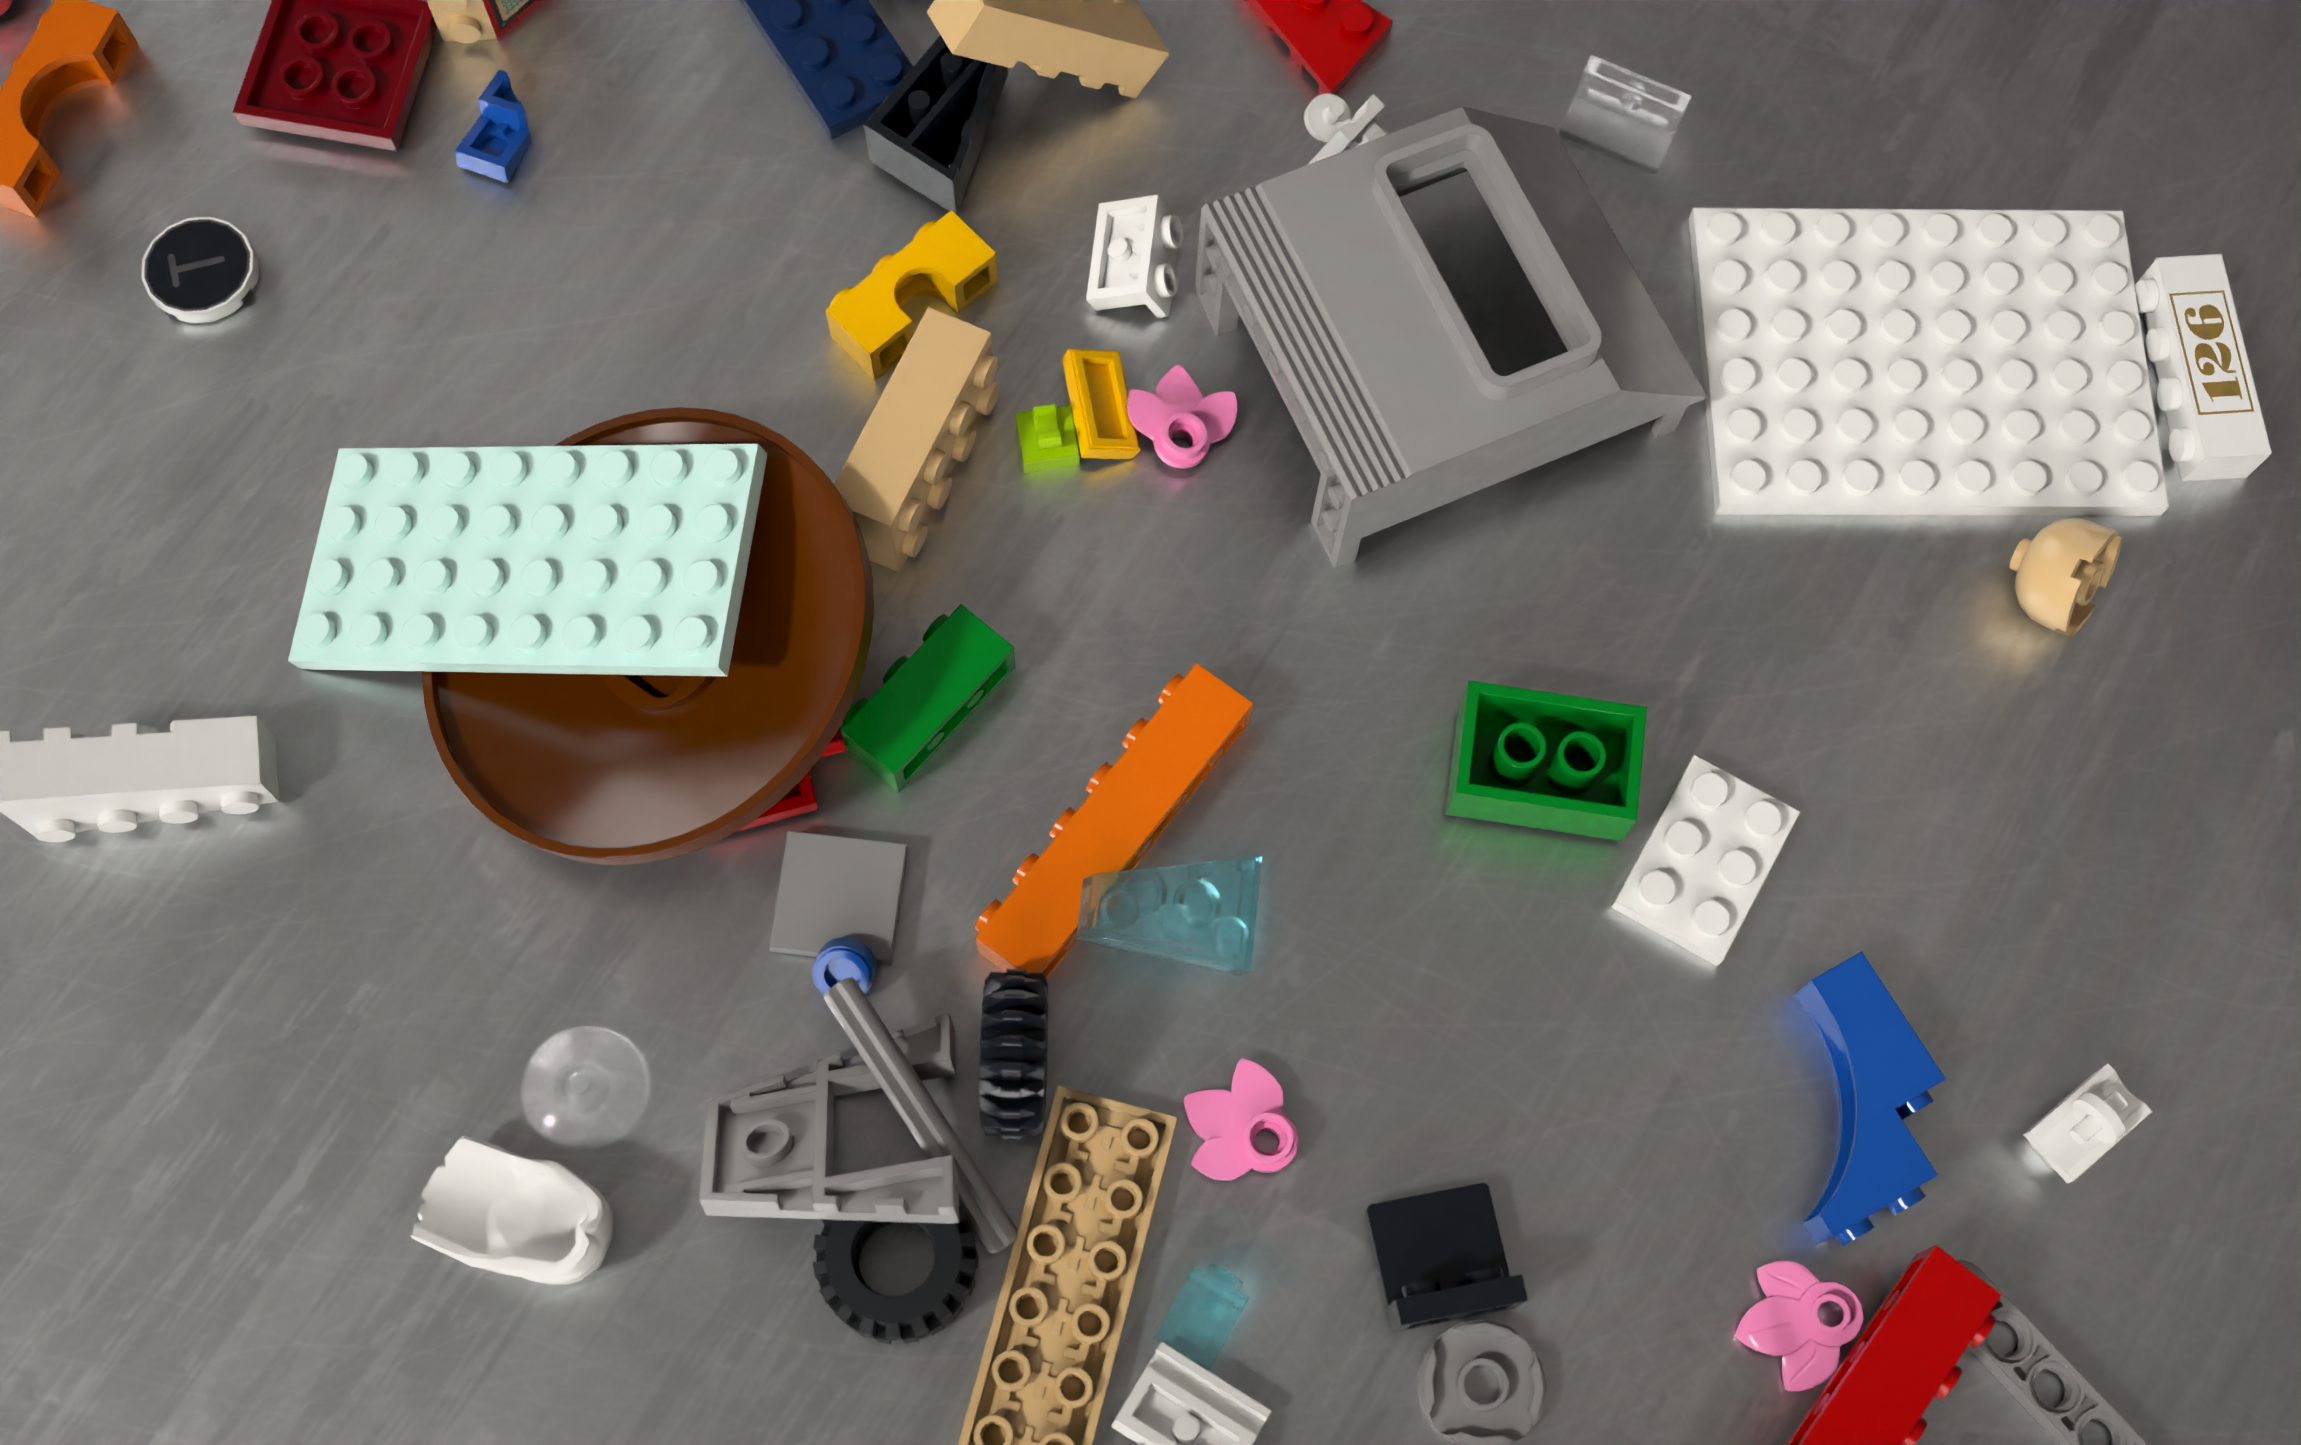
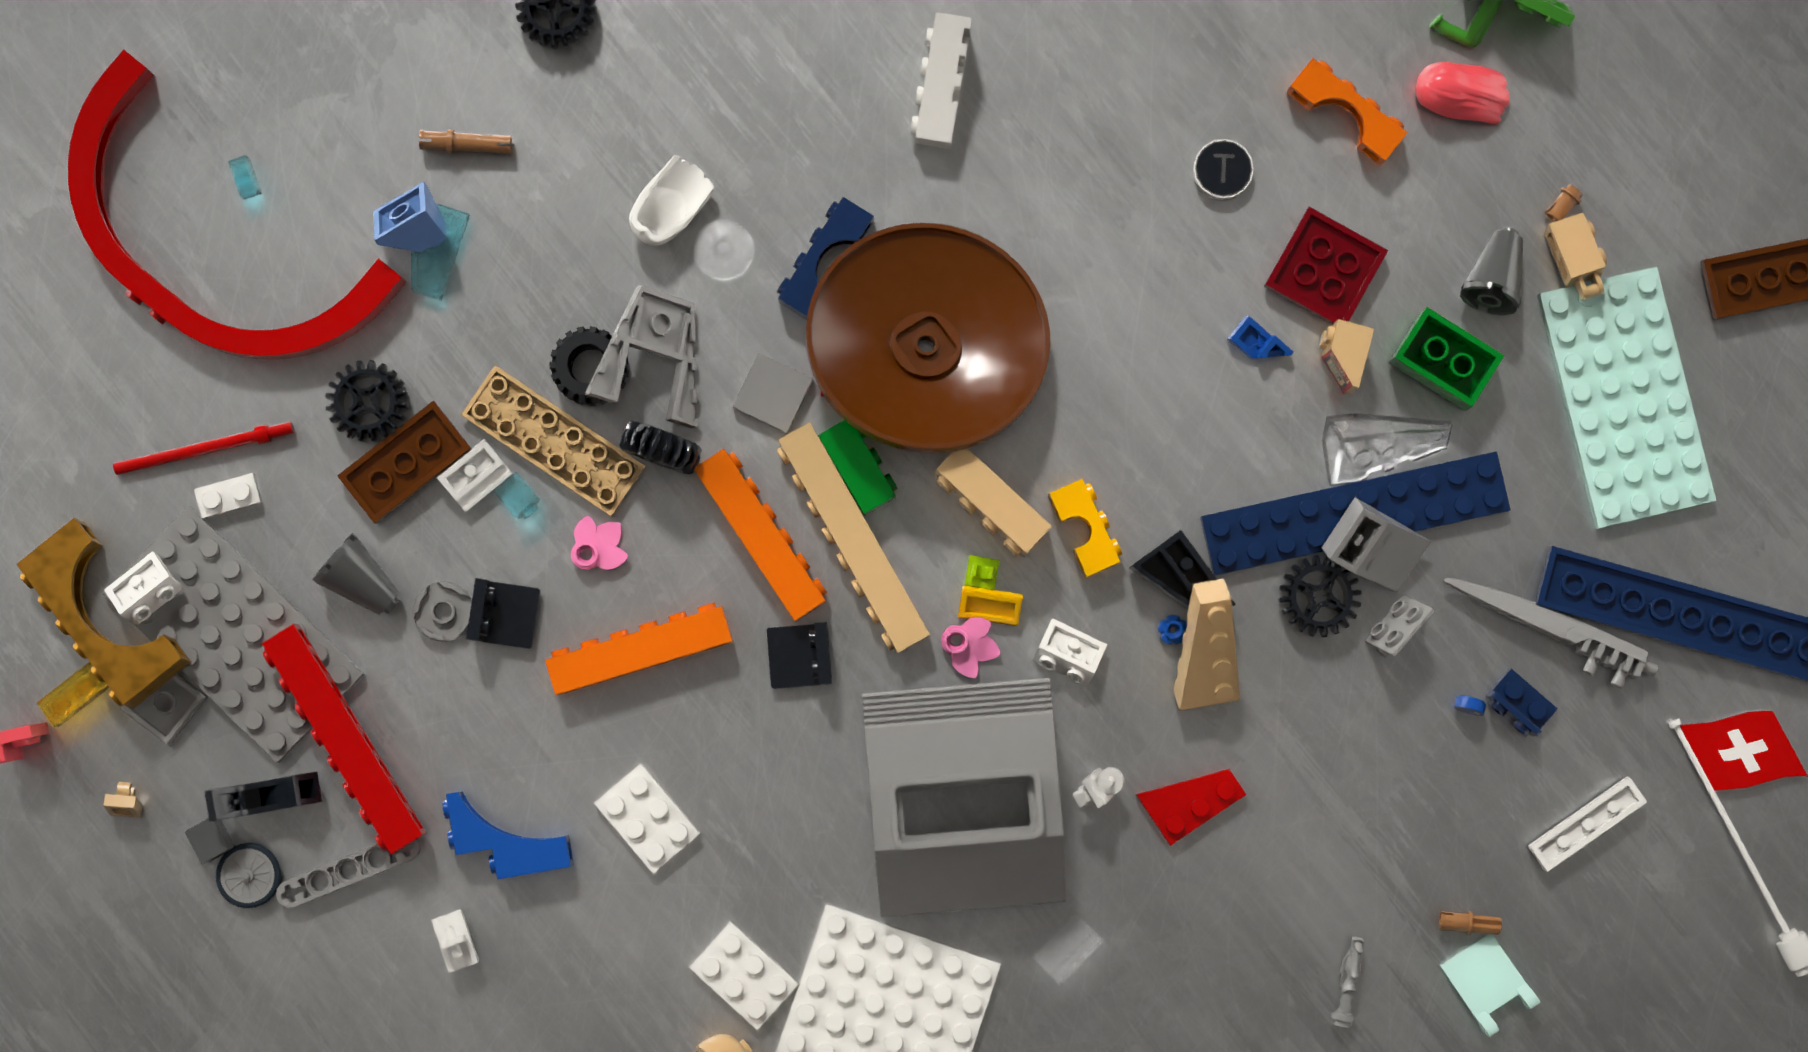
camera: 110 degrees right, 15 degrees up
(472, 865) = (844, 226): none -> dark blue arch
(532, 559) = (986, 292): light aqua plate -> none
(844, 959) = (734, 384): blue tile -> none
(919, 1110) = (651, 397): light grey axle -> none
(1037, 130) = (1165, 626): none -> blue plate
(1059, 666) = (853, 537): none -> tan brick
(1177, 912) = (703, 552): clear light blue wing -> none
(1307, 681) = (799, 655): none -> black bracket
(1412, 974) = (638, 650): none -> orange brick
(1547, 761) = (717, 755): green brick -> none
(1790, 1326) = (420, 763): bright pink plate -> none
(1899, 604) = (744, 975): none -> white plate

